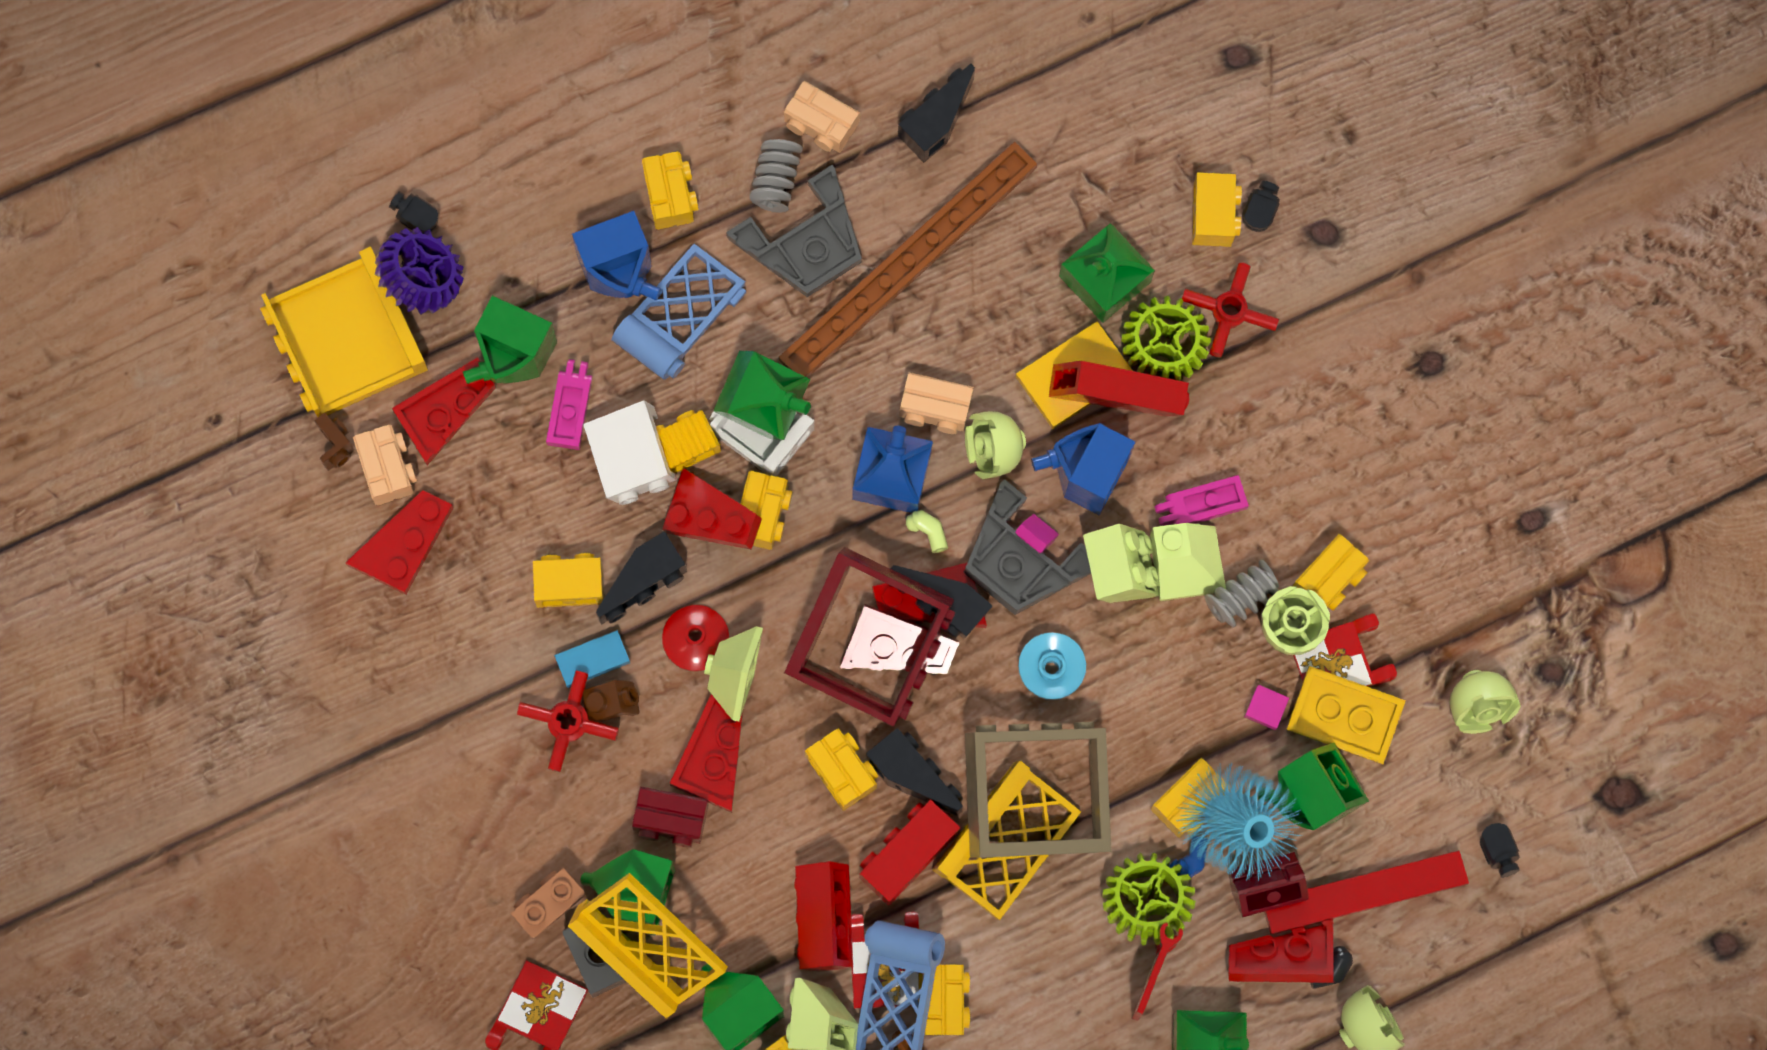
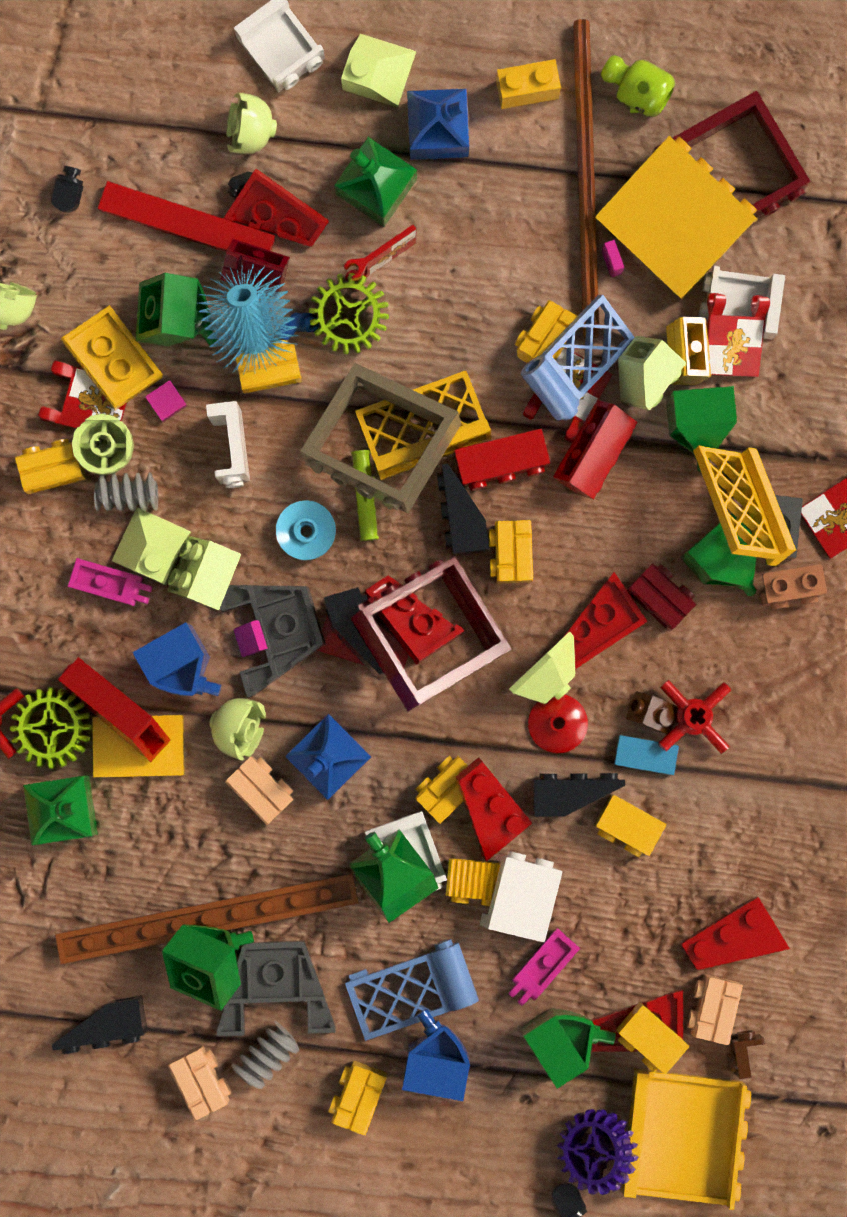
camera: 145 degrees left, 10 degrees up
(429, 397) = (651, 1038): none -> yellow brick
(884, 218) = (204, 963): none -> green piece
(929, 525) = (327, 697): yellowish green arm -> none
(1026, 750) = (365, 507): none -> lime pin
(1172, 703) = (231, 415): none -> white panel

